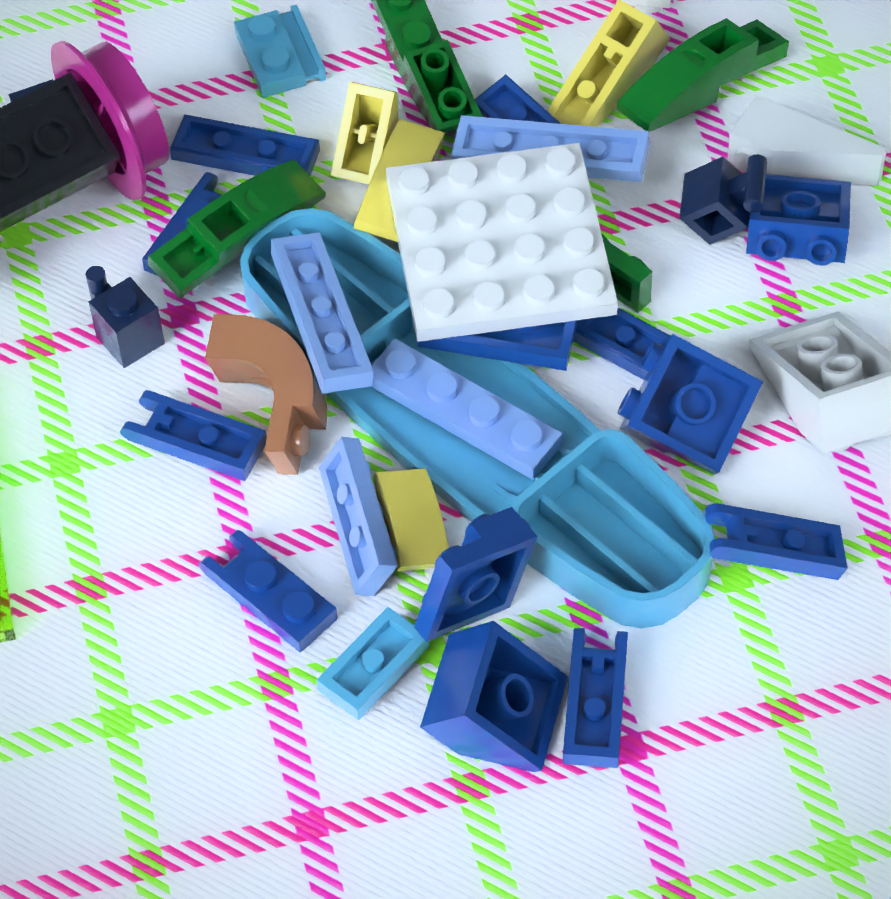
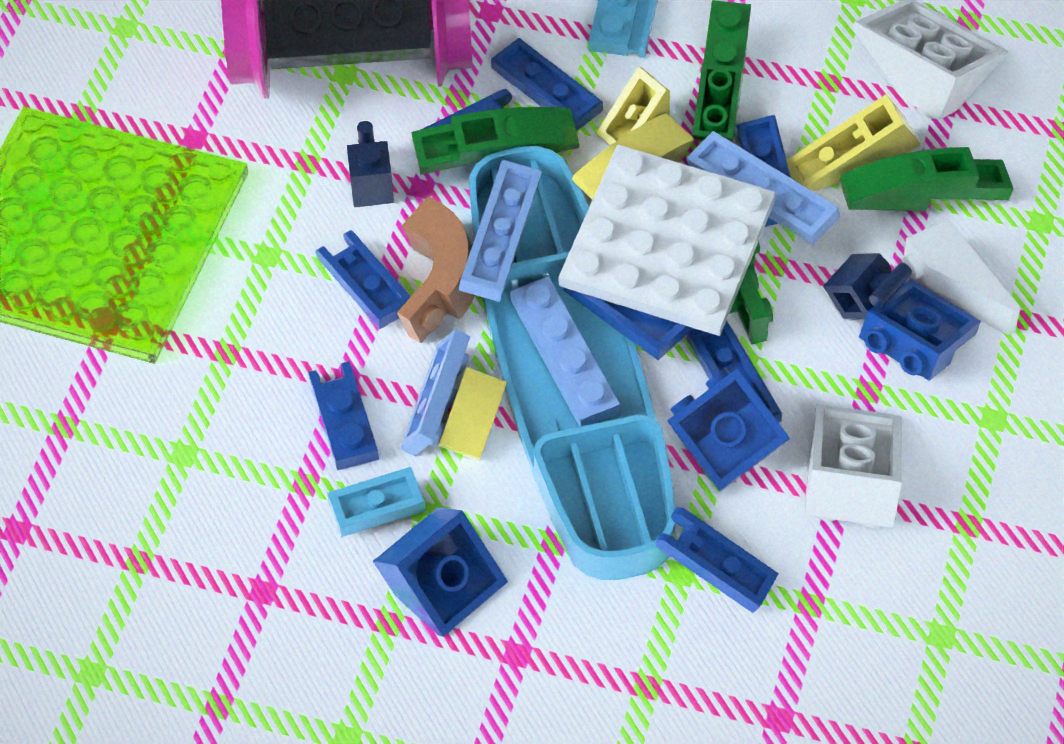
camera: 30 degrees right, 0 degrees up
(477, 576) = (478, 475): blue plate -> none
(595, 702) = (511, 607): blue hinge -> none

